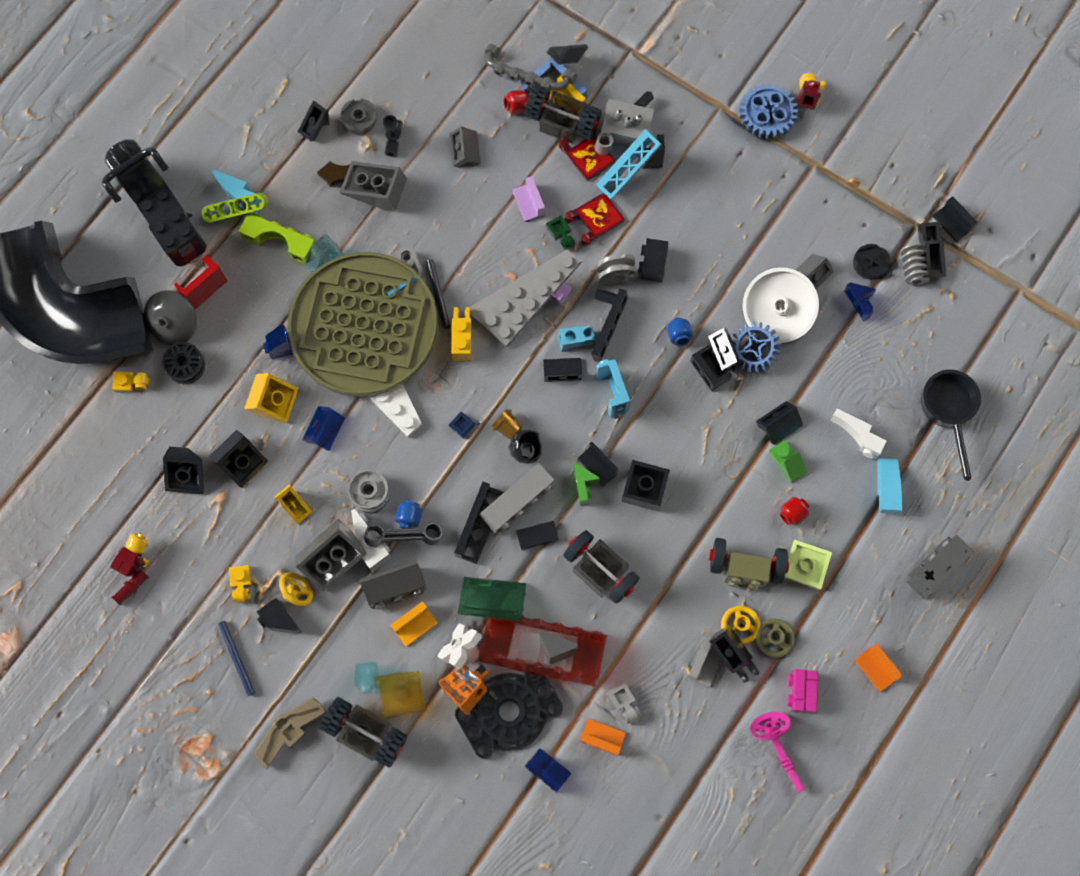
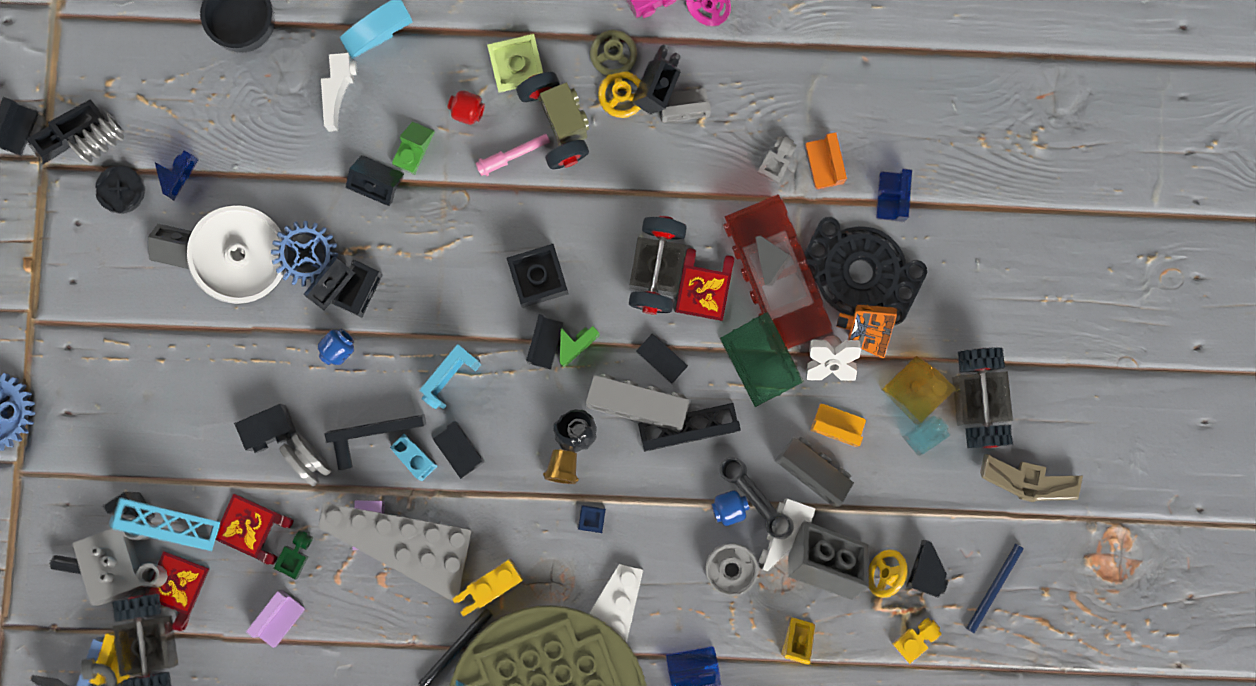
camera: 125 degrees left, 10 degrees up
(565, 593) = (704, 290): none -> flag
(743, 513) = (500, 159): none -> bright pink pin

